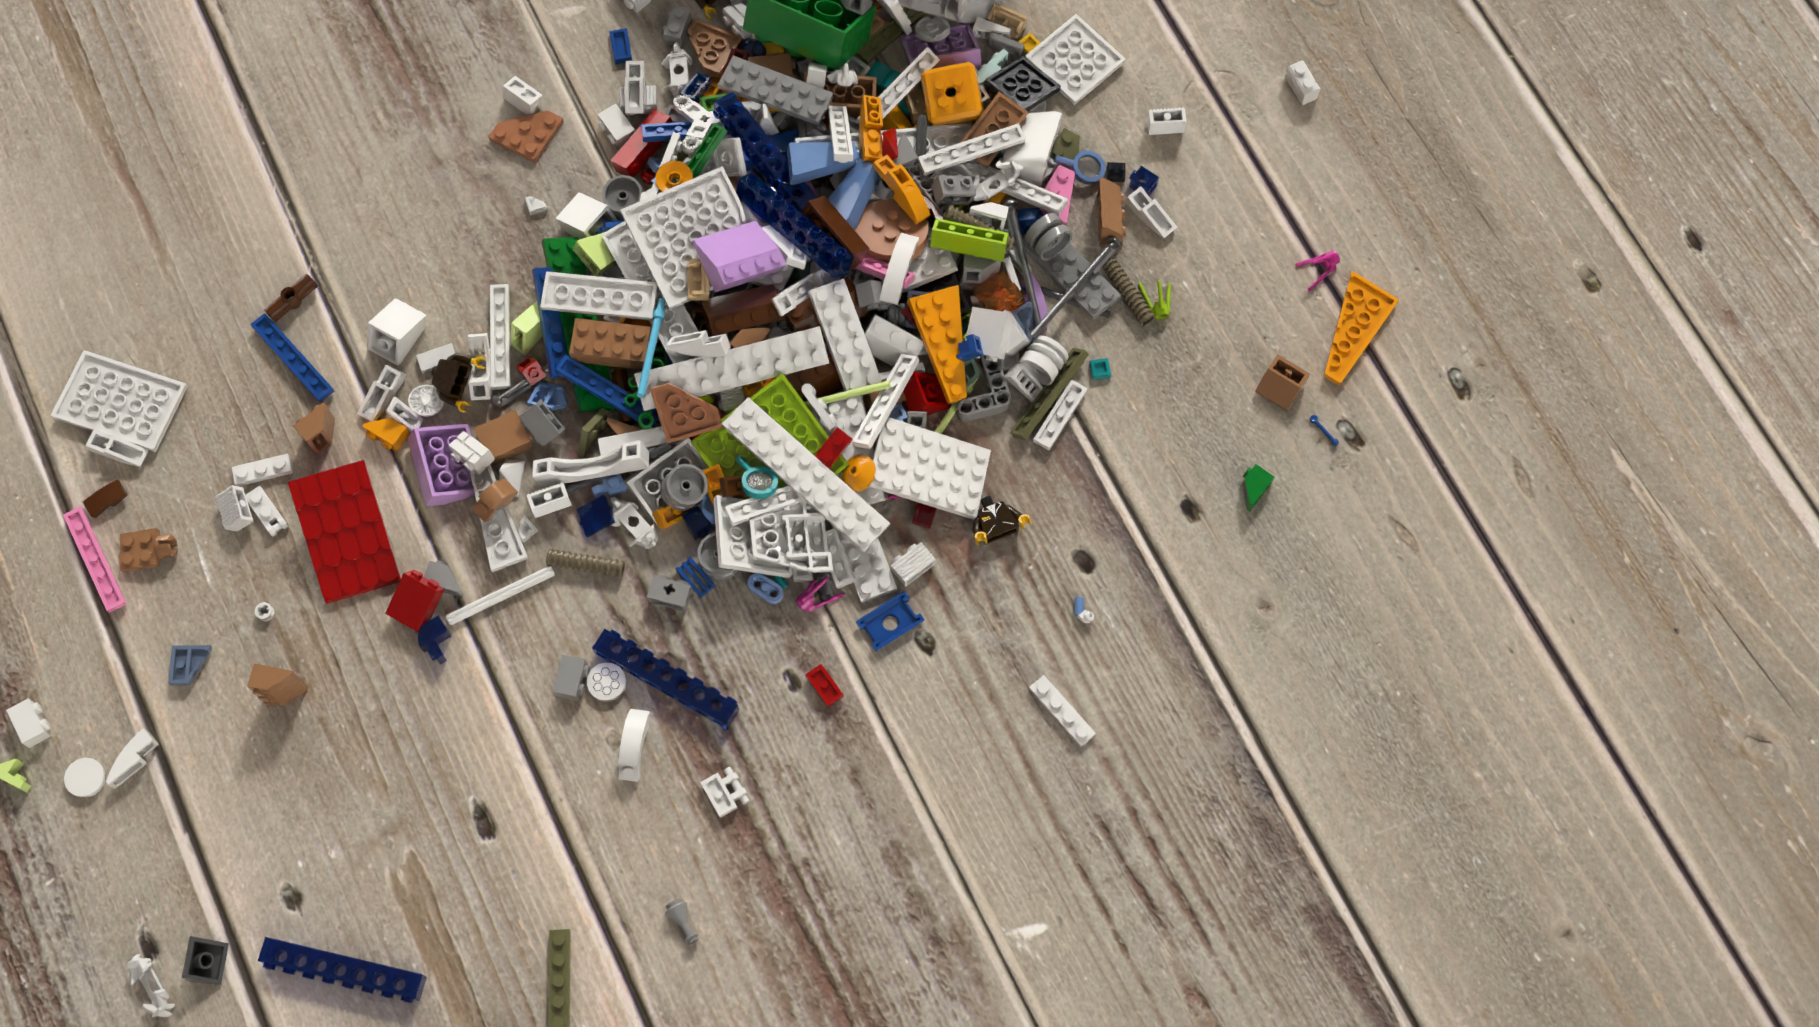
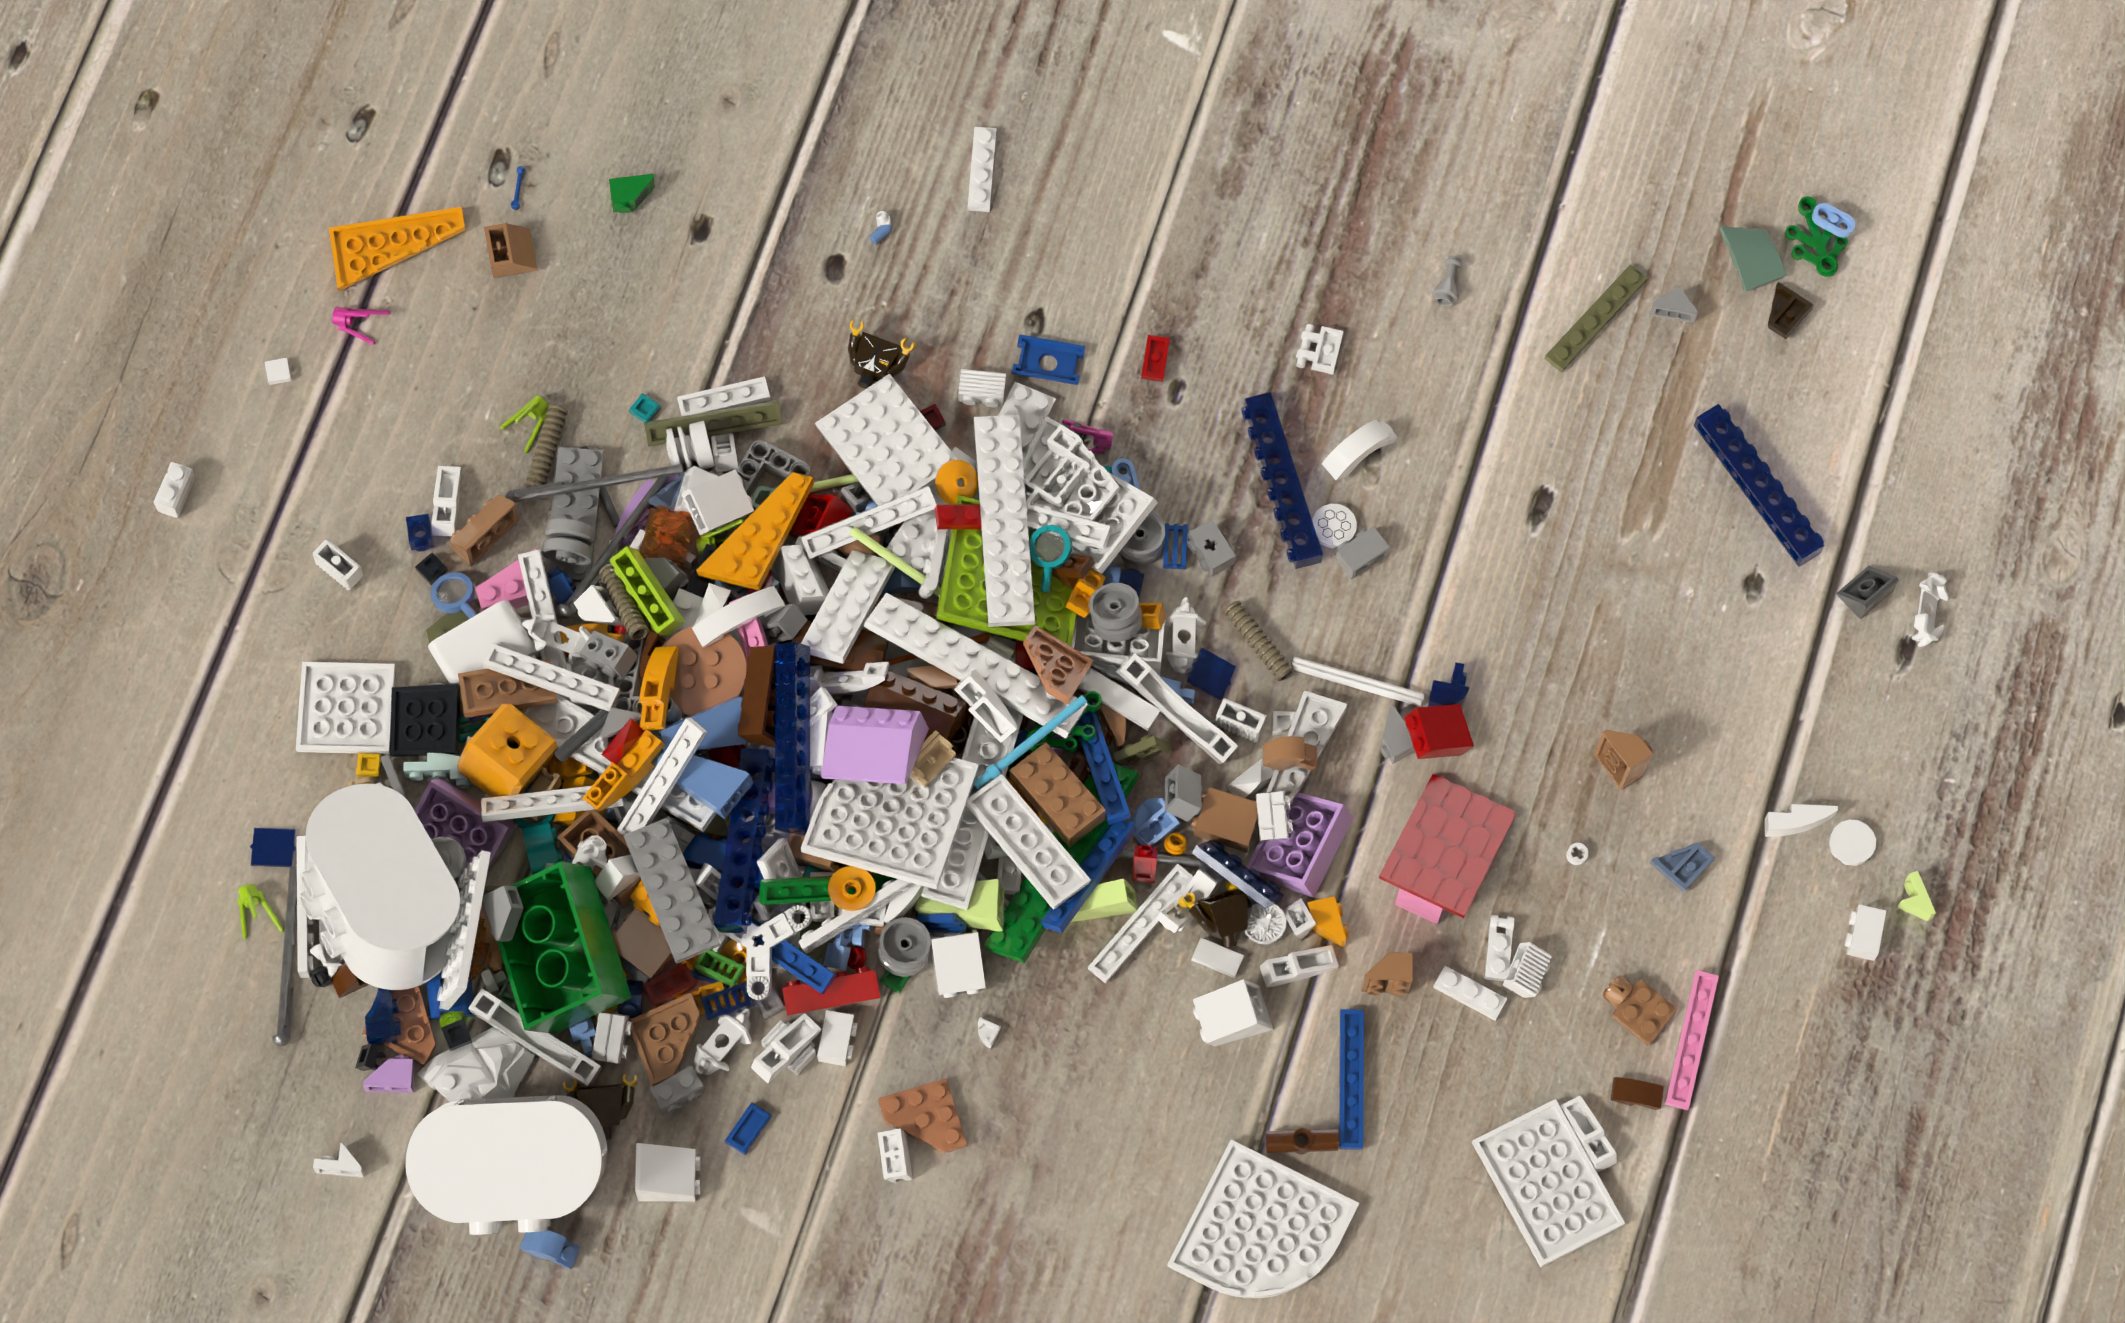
camera: 140 degrees left, 0 degrees up
(274, 235) = (1260, 1227): none -> white plate
(463, 405) = (1238, 874): none -> dark blue plate
(516, 397) = (1175, 843): none -> light orange plate
(925, 271) = (714, 599): none -> white slope
(970, 348) = (751, 499): blue panel -> none
(1328, 199) = (277, 371): none -> white tile

